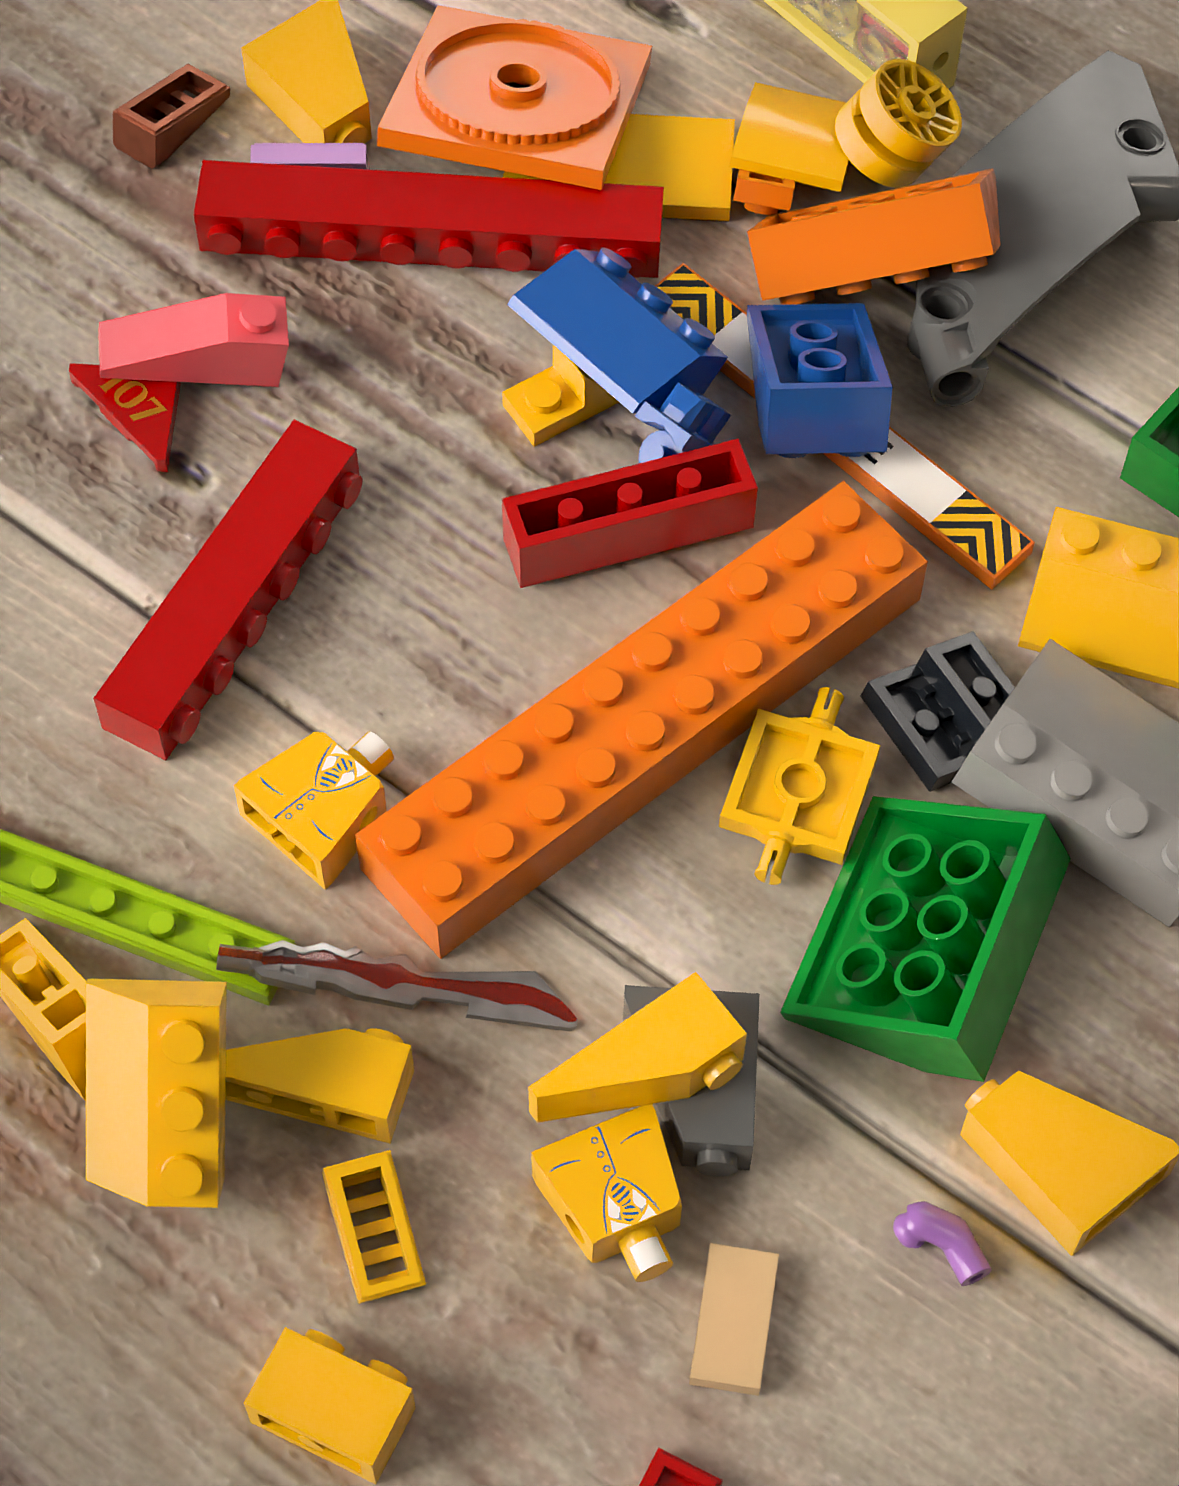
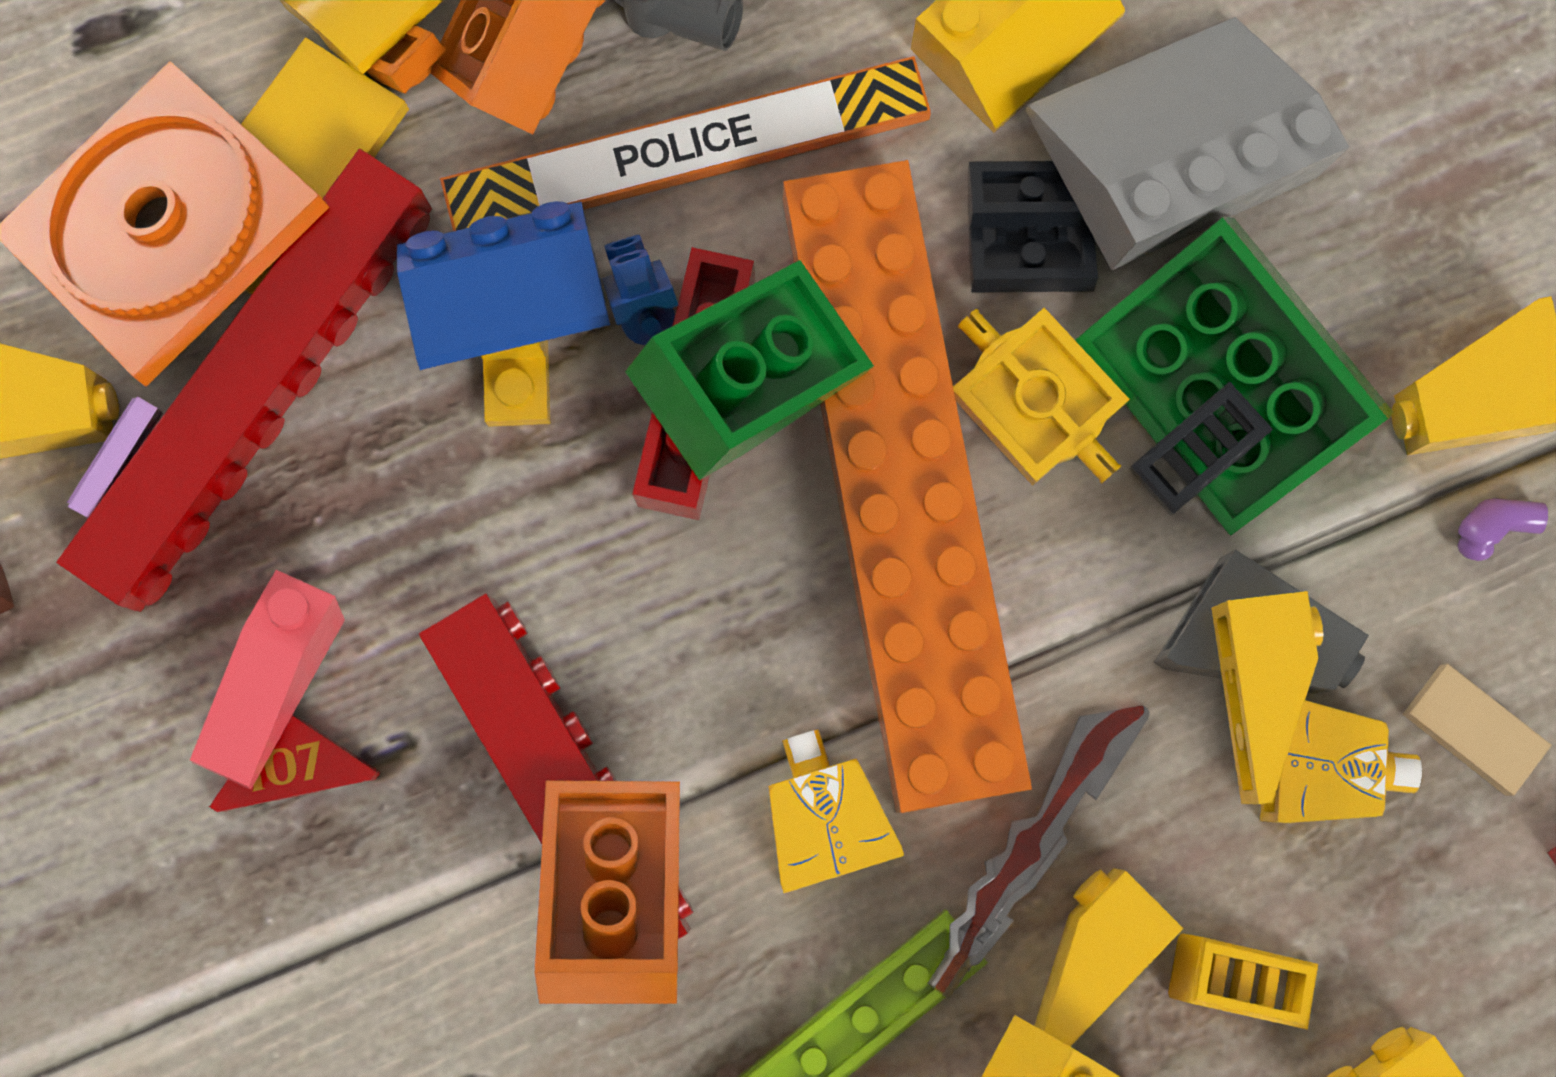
camera: 60 degrees left, 20 degrees up
(154, 642) = (609, 893): none -> orange slope
(659, 514) = (746, 367): none -> green slope
(817, 904) = (1243, 414): none -> black slope
(818, 380) = (652, 135): blue slope -> none

